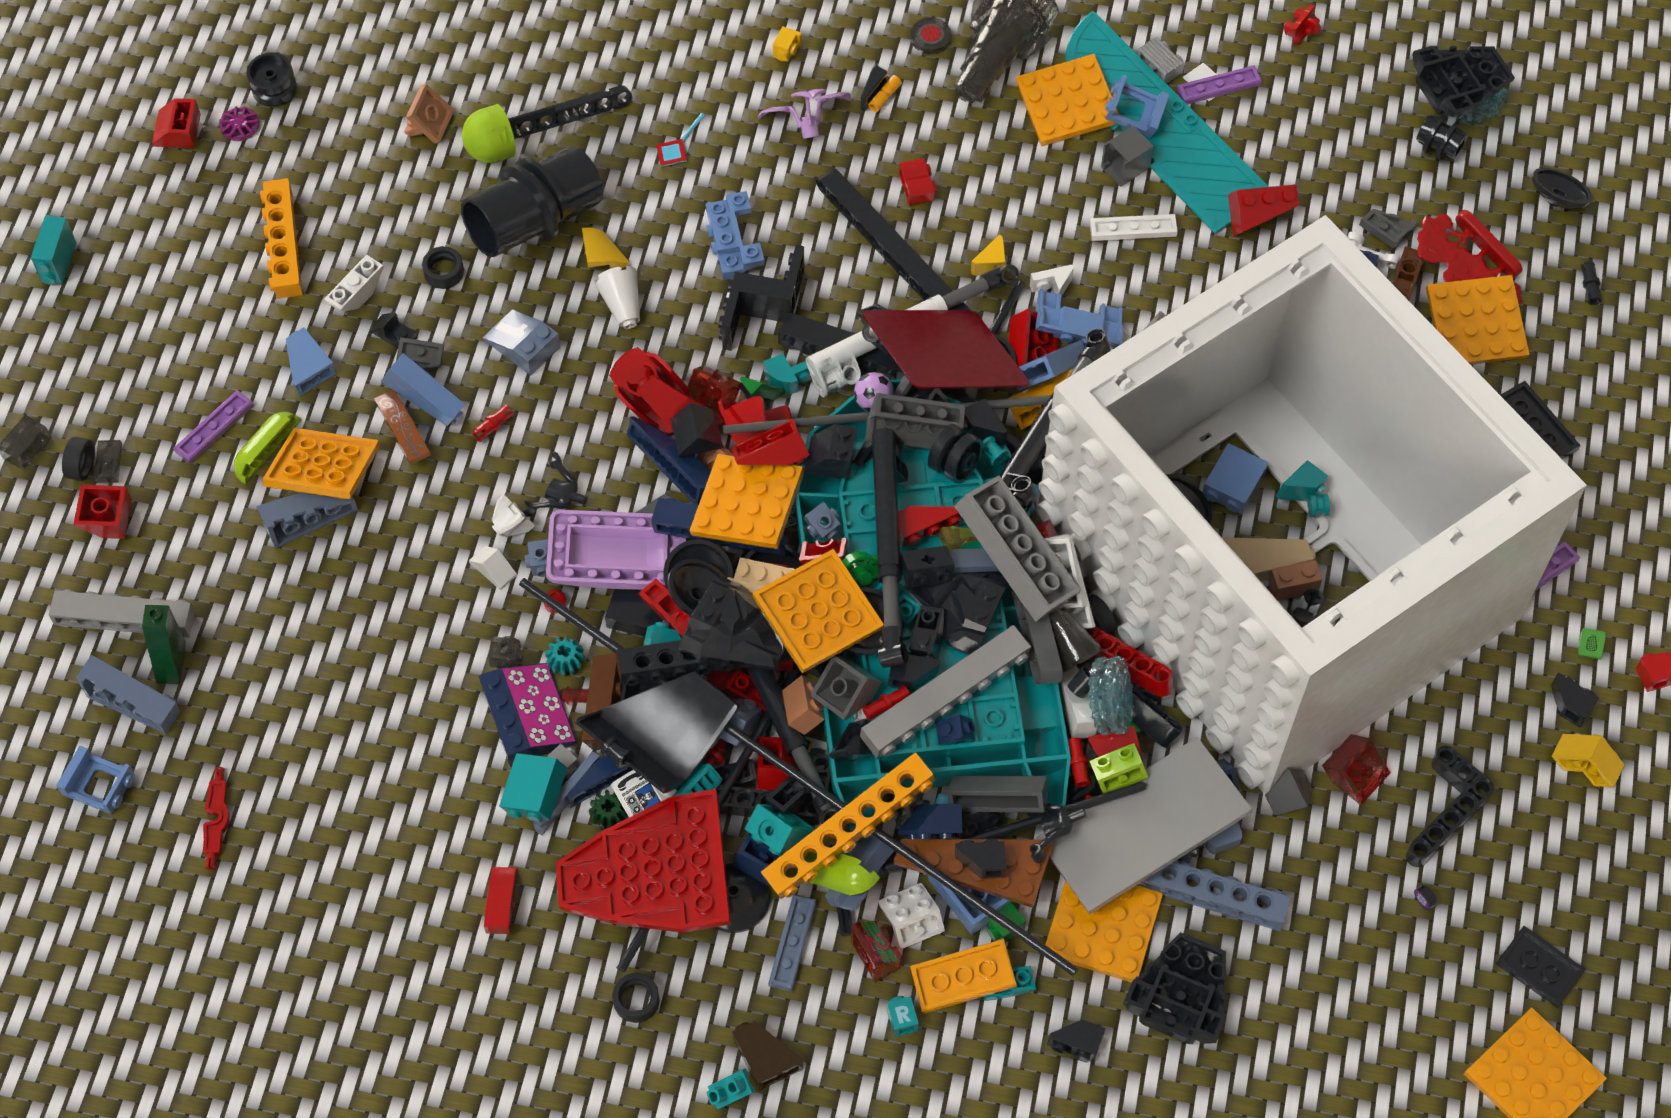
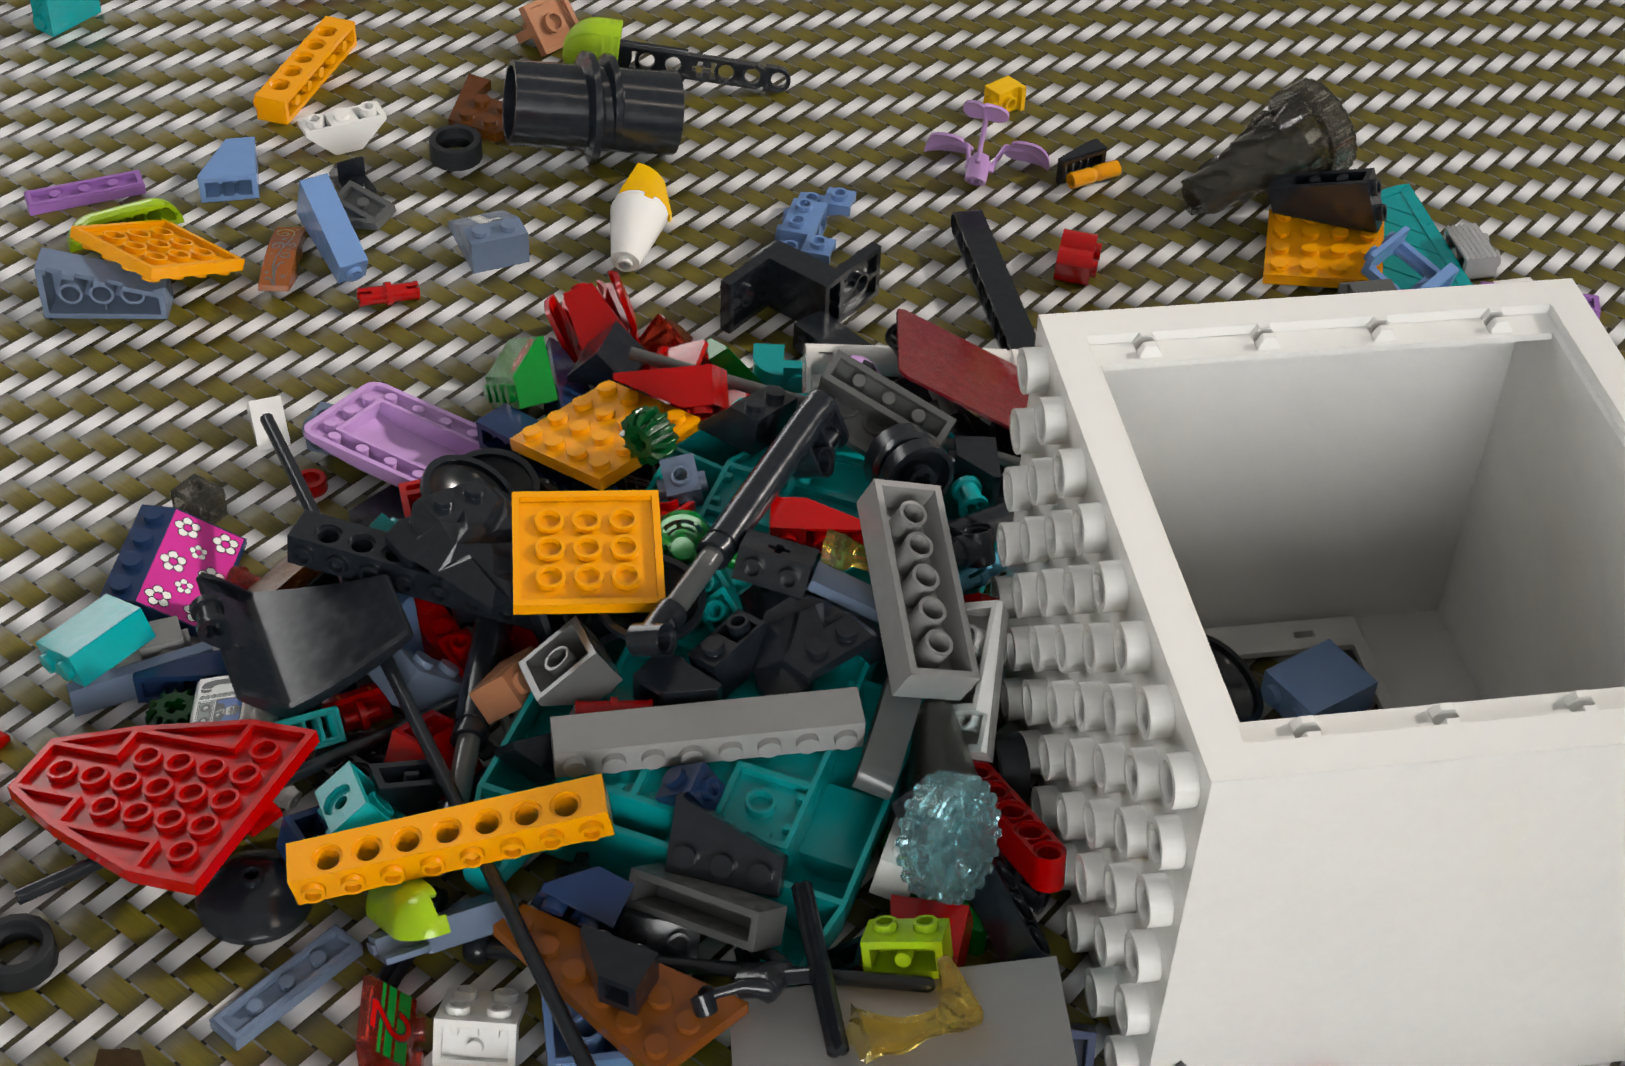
camera: 25 degrees right, 20 degrees down
(435, 223) = (478, 109): none -> reddish brown wing
(509, 519) = (322, 379): white brick -> none
(559, 492) = (407, 376): black piece -> none
(573, 658) = (266, 536): teal gear -> none
(647, 467) = (521, 375): none -> green slope
(673, 151) = (806, 145): piece -> none
(791, 502) = (649, 435): none -> dark green gear
(930, 35) = (1187, 145): tile -> none
(989, 761) = (720, 853): none -> black wing
(1058, 62) = (1330, 197): none -> black slope
(1078, 762) = (854, 921): red pin -> none
(1080, 802) = (817, 957): none -> black axle
(1137, 830) = (883, 1035): none -> clear yellow animal

